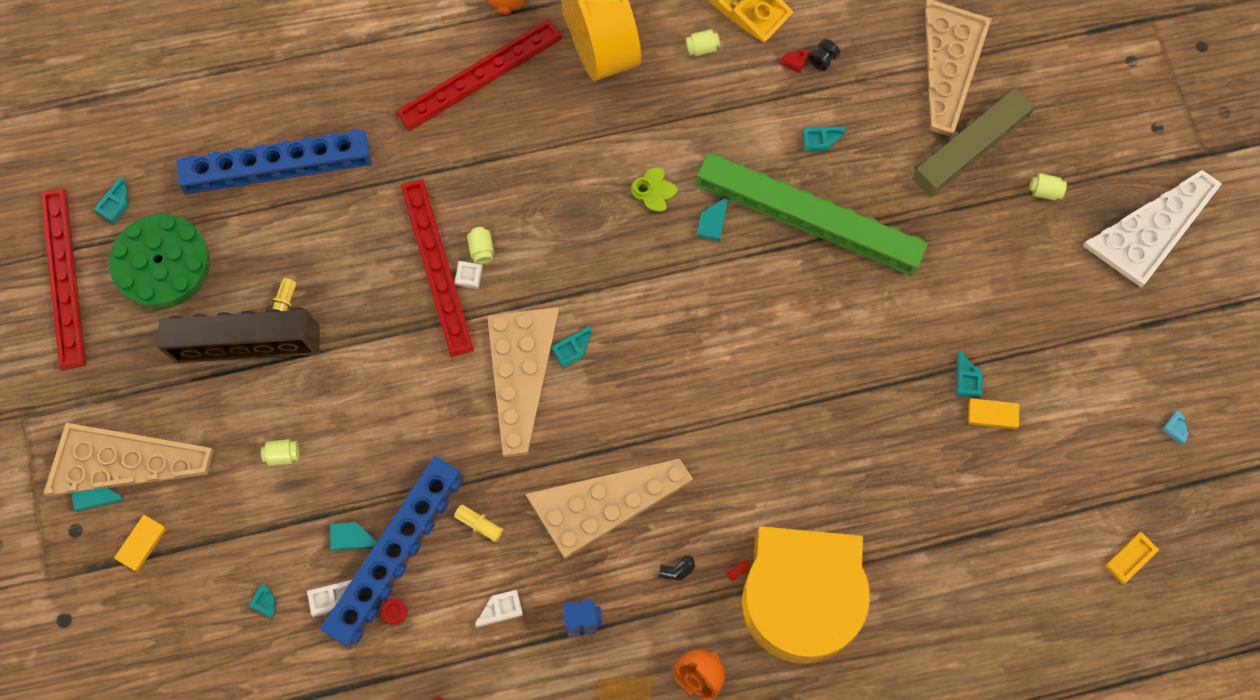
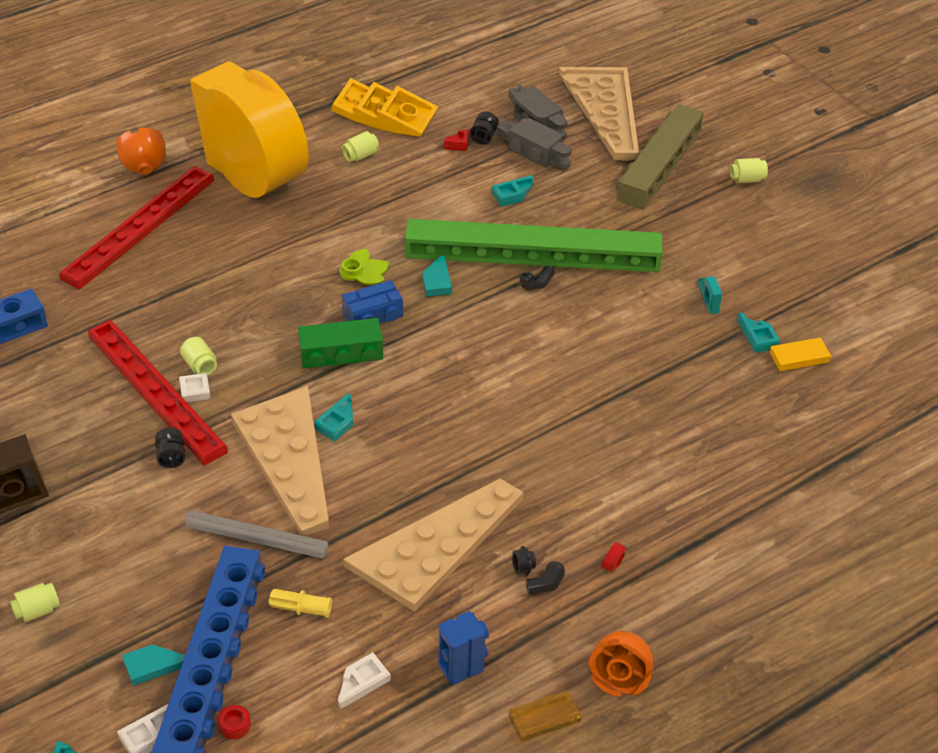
camera: 20 degrees left, 25 degrees down
(427, 335) = (170, 448): none -> black wheel
(468, 444) = (256, 534): none -> light grey axle
(601, 271) = (340, 343): none -> green brick
(644, 238) = (374, 301): none -> blue brick
(665, 546) = (523, 561): none -> black plate
(793, 254) = (538, 282): none -> black arm
(805, 593) = (696, 550): yellow brick -> none
(864, 88) = (536, 142): none -> dark grey hinge
(882, 49) = (537, 106): none -> dark grey hinge
(945, 319) = (711, 293): none -> teal tile
(1148, 234) = (862, 181): white wing -> none

